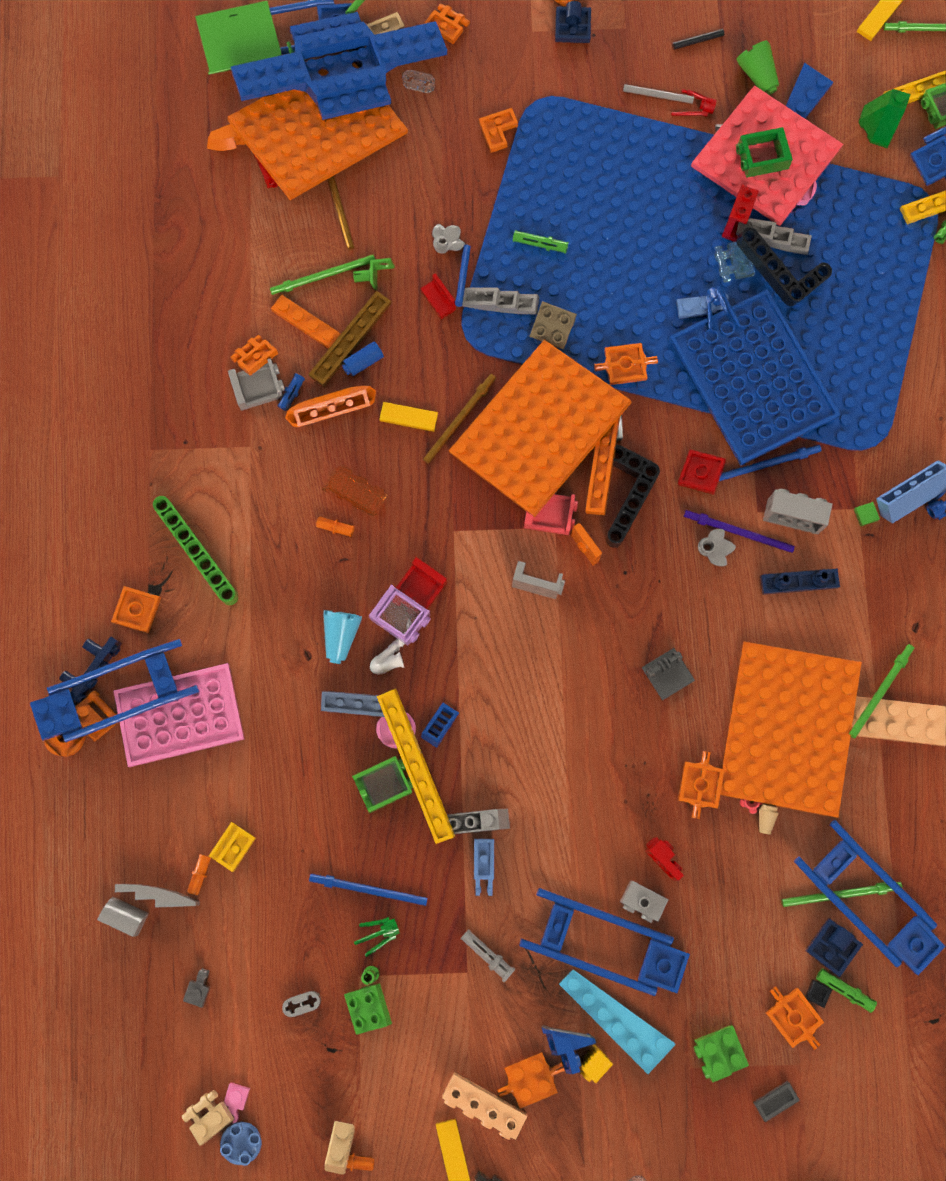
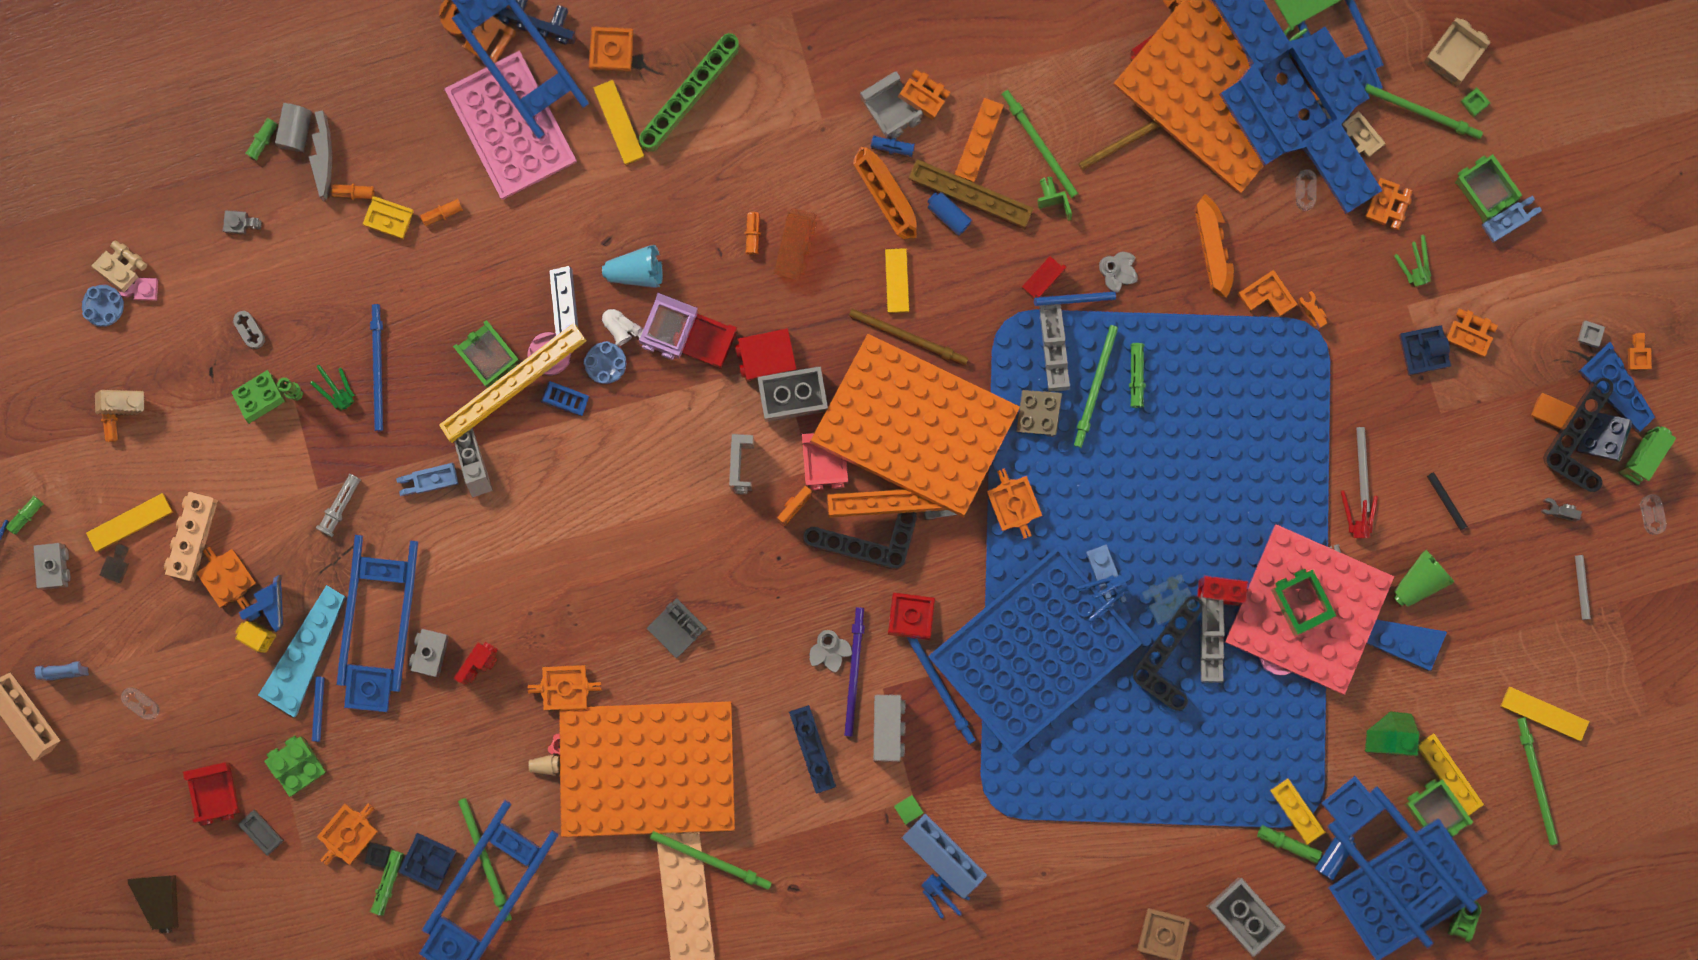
camera: 75 degrees right, 5 degrees up
(125, 949) = (261, 139): none -> bright green pin
(203, 619) = (619, 122): none -> yellow tile
(241, 796) = (441, 212): none -> orange axle
(416, 680) = (605, 362): none -> medium blue dish
(446, 160) = (1219, 272): none -> orange brick
(446, 539) = (765, 354): none -> red panel
(486, 523) = (792, 394): none -> light grey brick
(512, 13) = (1421, 274): none -> bright green plant
(523, 97) = (1315, 315): none -> orange plate
(572, 293) = (1083, 425): none -> bright green bar
(672, 1019) = (318, 706): none -> blue bar
(731, 1141) = (212, 793): none -> red panel

